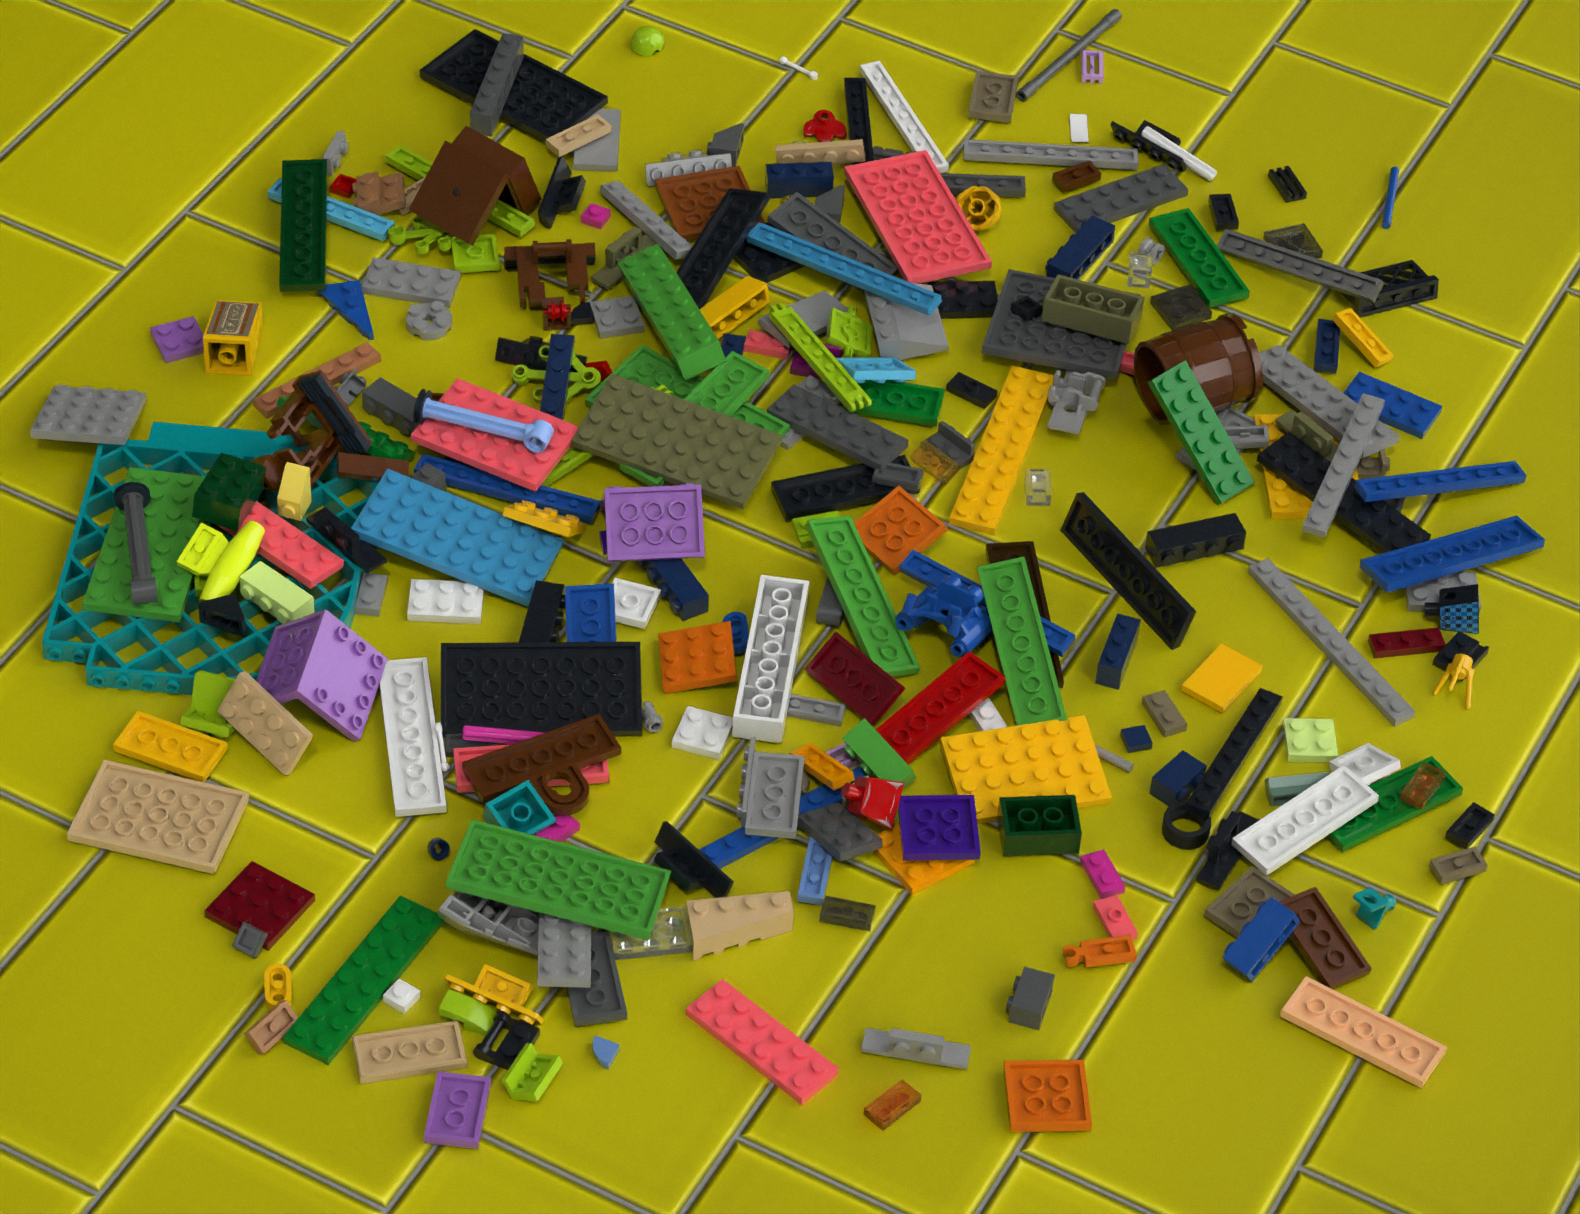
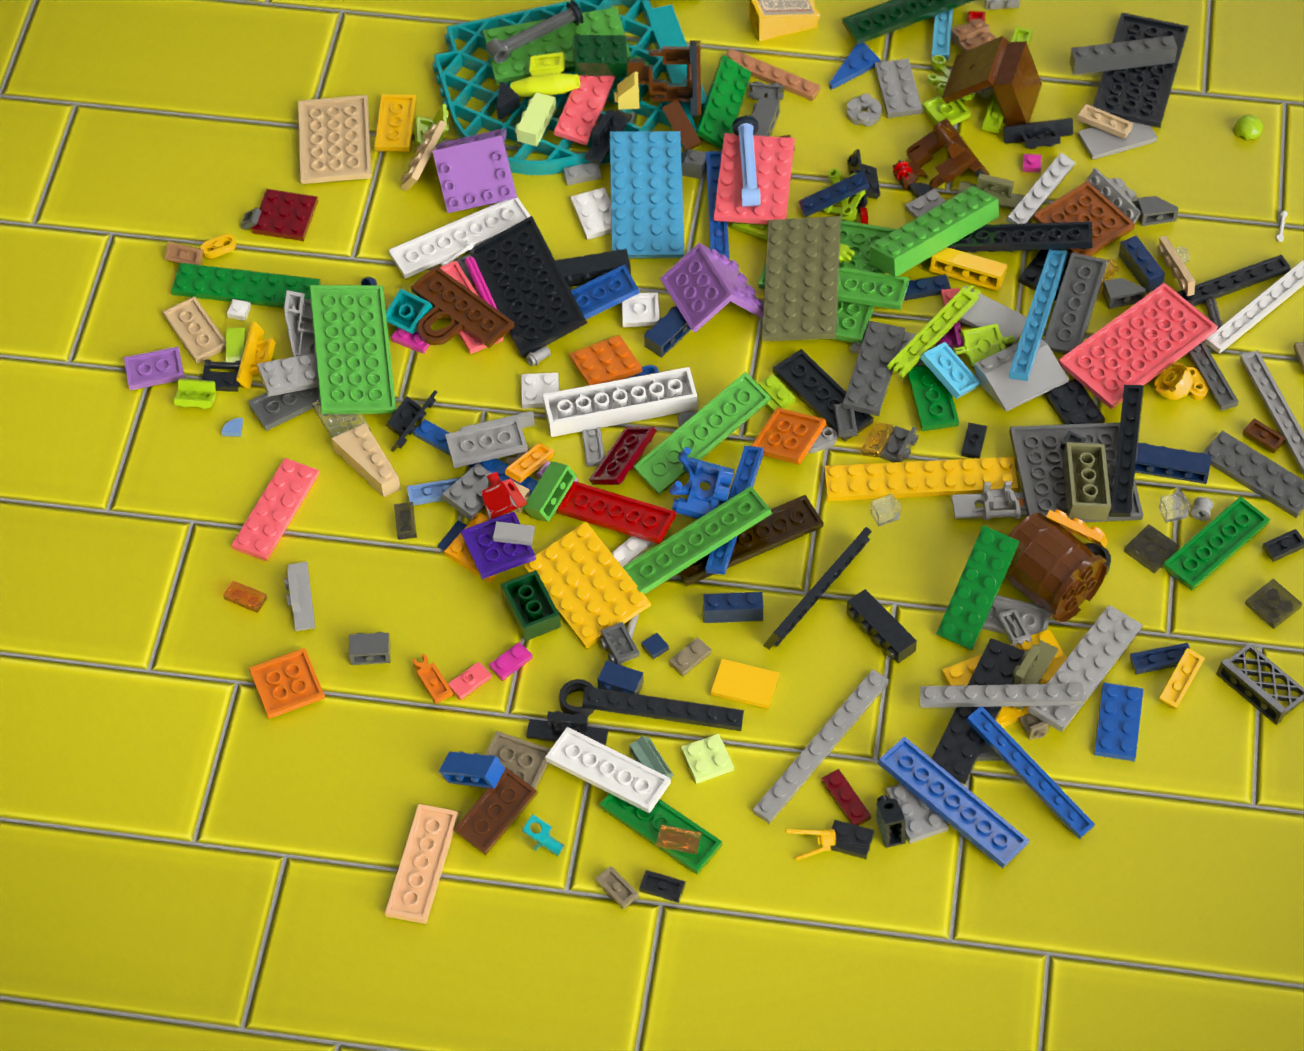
camera: 75 degrees right, 10 degrees up
(545, 519) = (689, 230): yellow plate -> none
(824, 129) = (1215, 262): red plate -> none
(889, 882) = (451, 535): none -> dark blue window
(936, 802) = (514, 533): none -> light grey tile
(1044, 259) = (1127, 451): none -> black plate
(1129, 765) = (618, 644): none -> dark grey bracket
(1171, 321) = (1078, 527): none -> light orange plate
(1300, 265) = (1237, 611): dark grey plate -> none
(1367, 763) = (689, 797): white plate -> none

